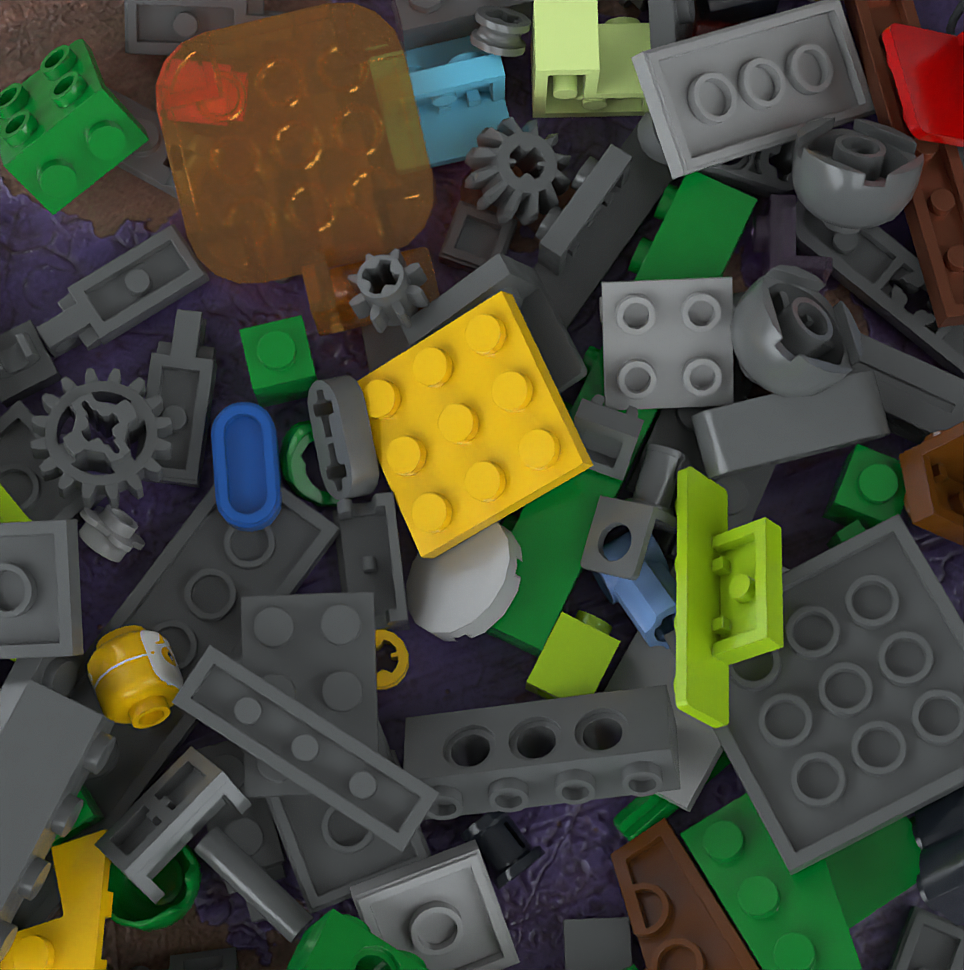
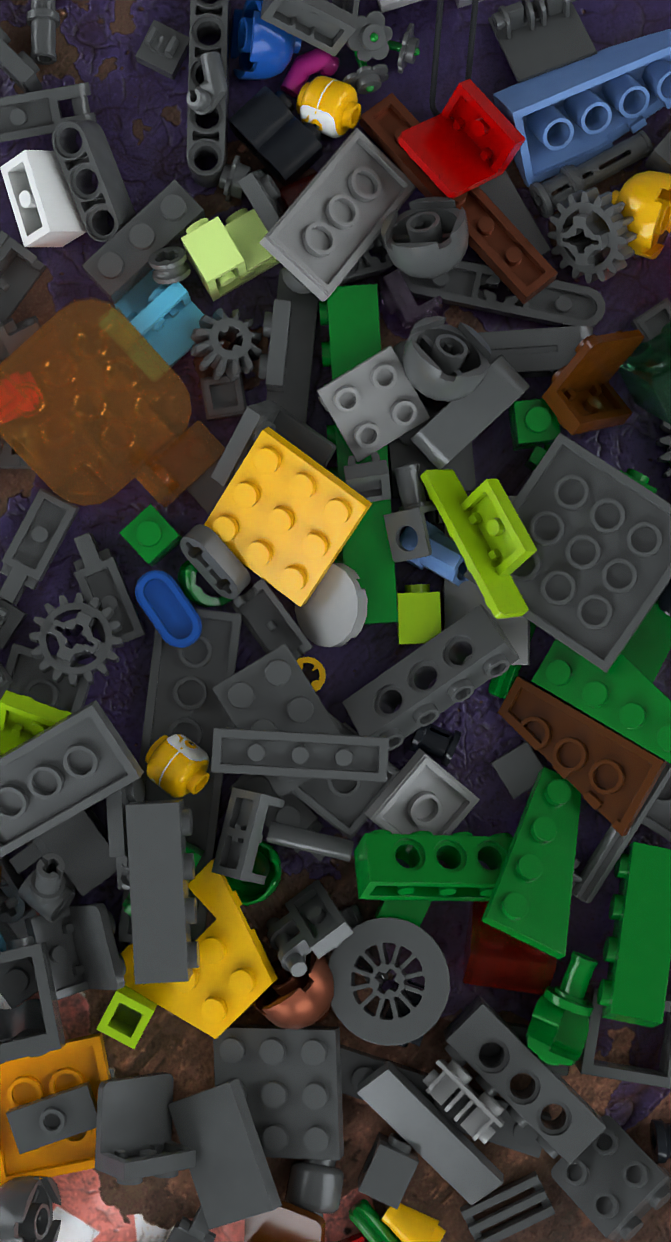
camera: 30 degrees left, 10 degrees up
(110, 532) = (111, 689): light grey plate -> none
(388, 290) = (184, 455): dark grey gear -> none

